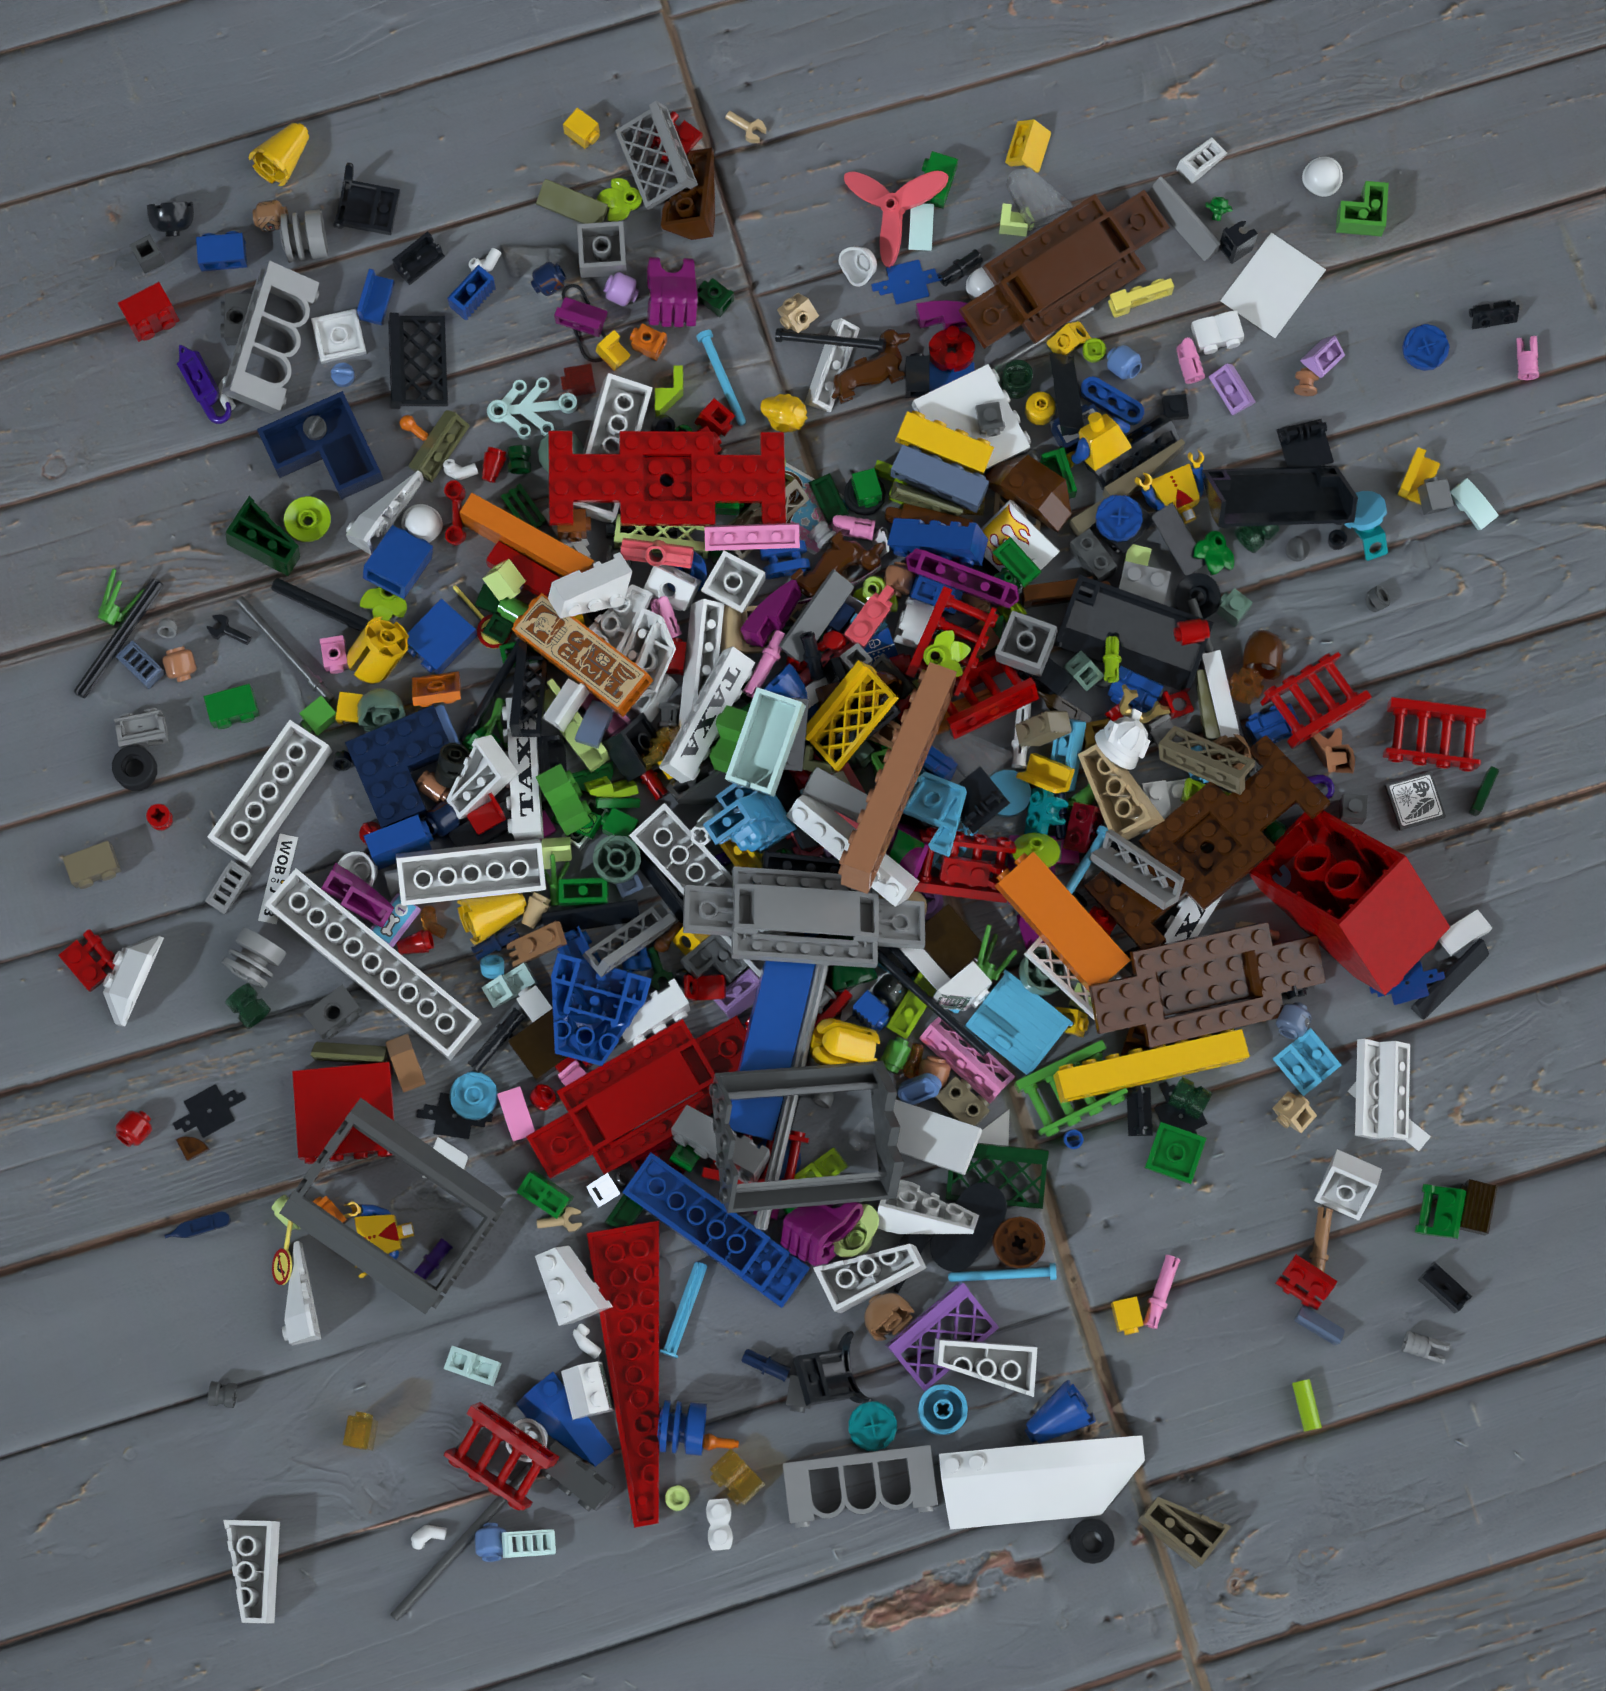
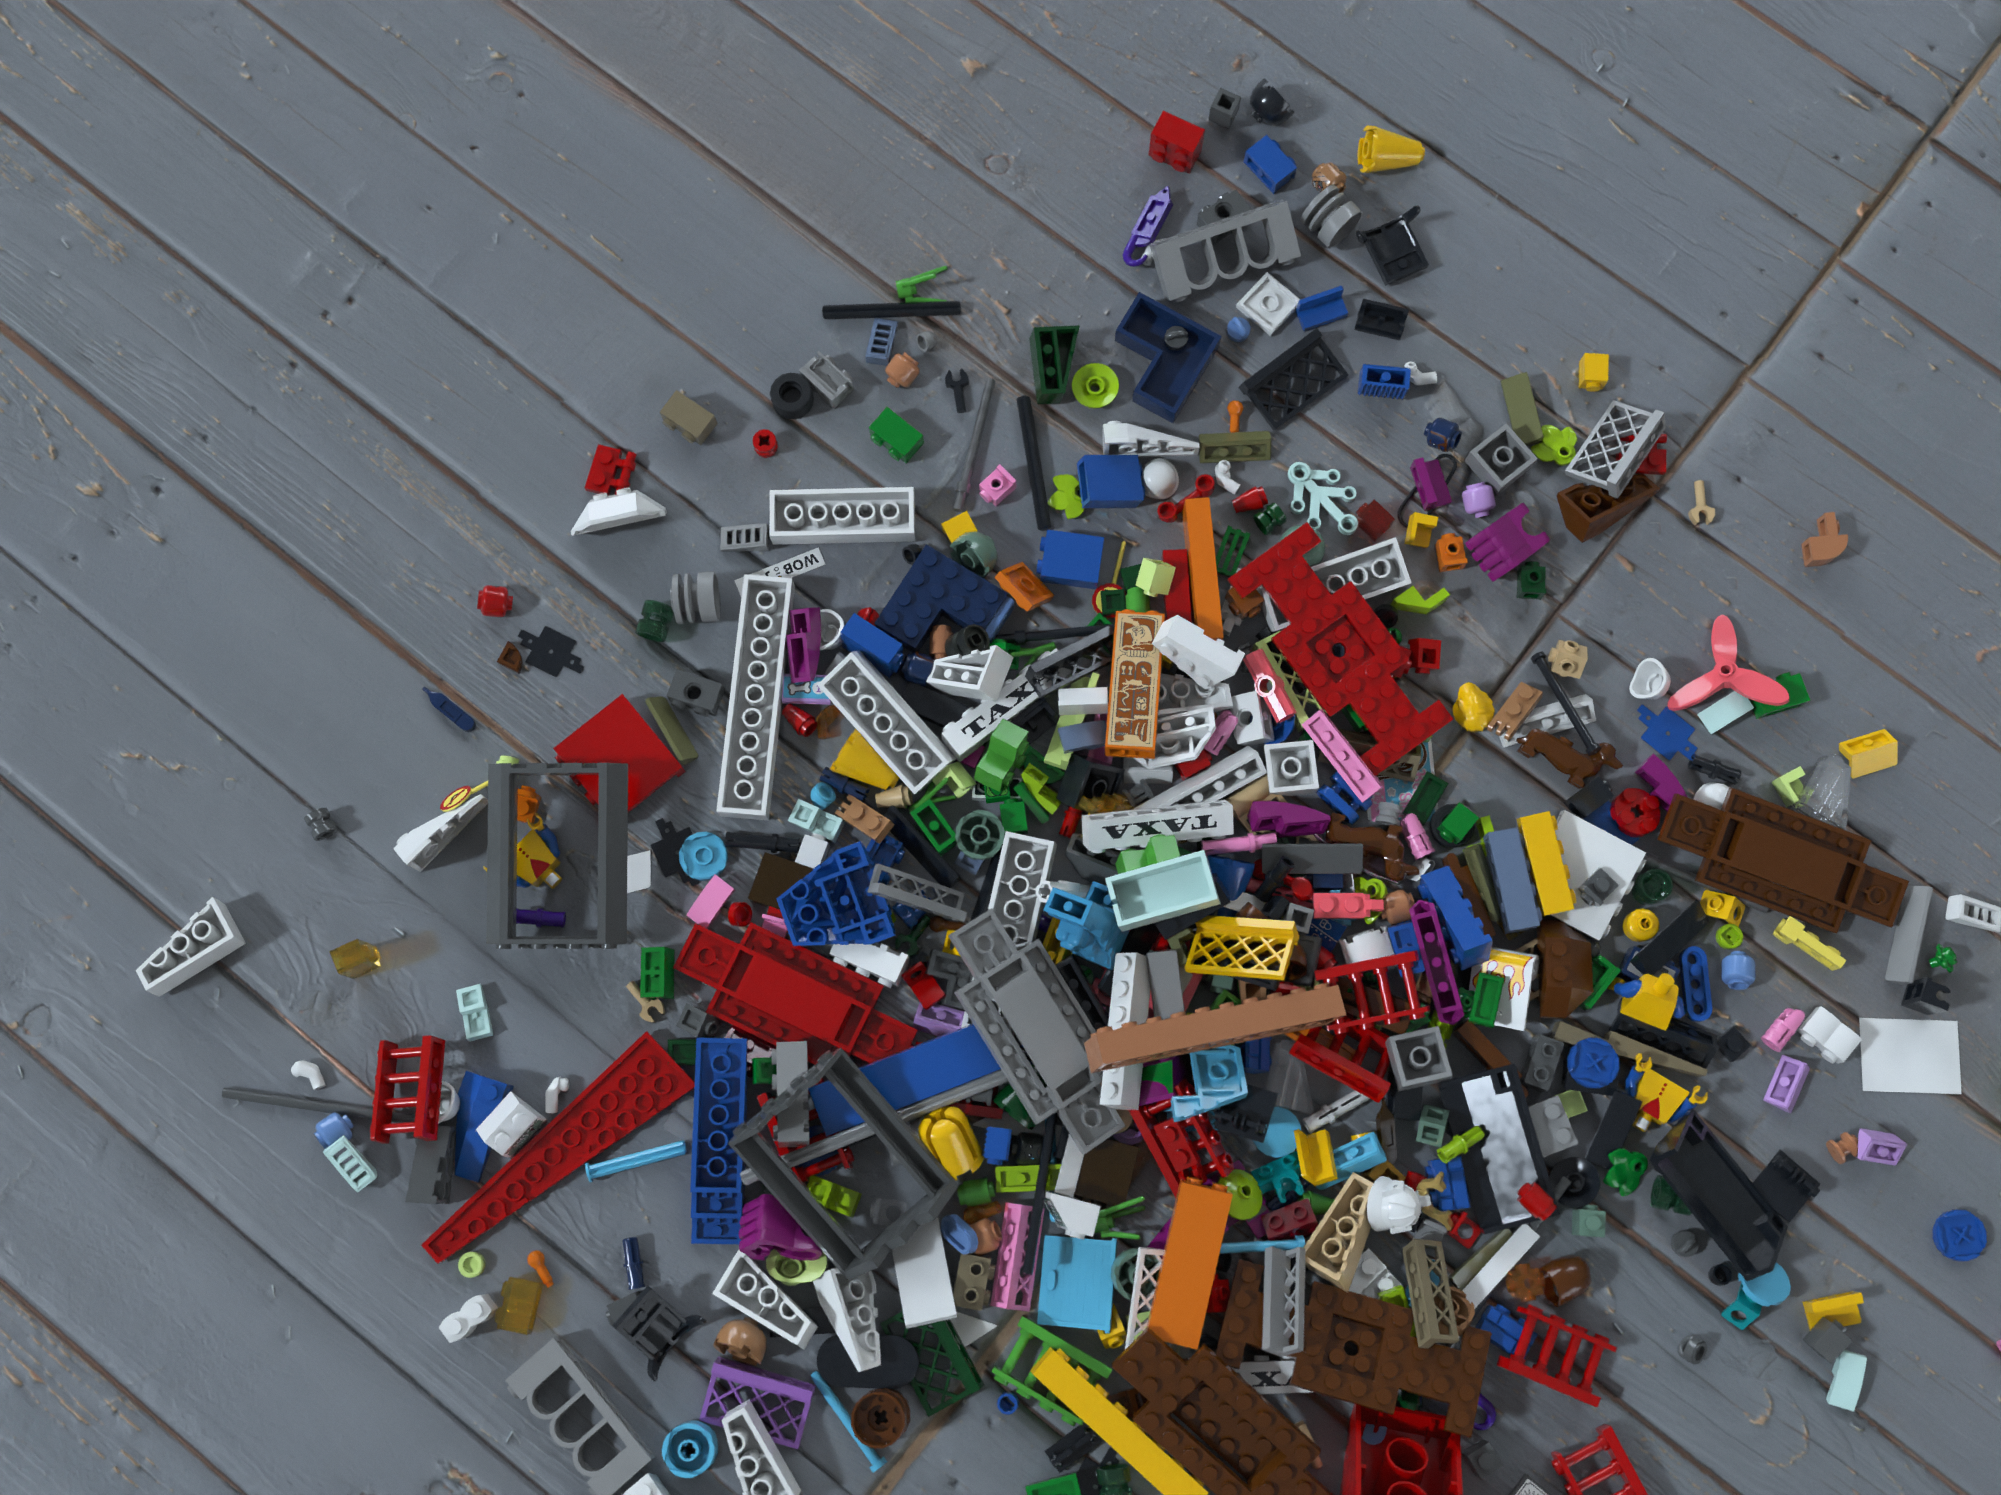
camera: 60 degrees right, 0 degrees up
(317, 716) = (935, 508): bright green brick -> none
(377, 650) = (1022, 516): yellow cylinder -> none
(405, 1063) = (691, 780): medium nougat slope -> none
(486, 816) = (944, 702): red bracket -> none
(569, 1286) = (589, 1048): white wedge -> none
(682, 1427) = (529, 1228): blue wheel -> none
(705, 338) = (1488, 598): medium azure bar -> none
(809, 381) = (1515, 710): none -> medium nougat hinge
(848, 57) = (1828, 545): none -> nougat brick
(872, 1426) = (639, 1395): teal tile -> none
(950, 652) = (1361, 995): lime plate -> none
(1043, 728) = (1354, 1125): dark tan brick -> none
(1334, 754) = (1519, 1401): nougat animal -> none

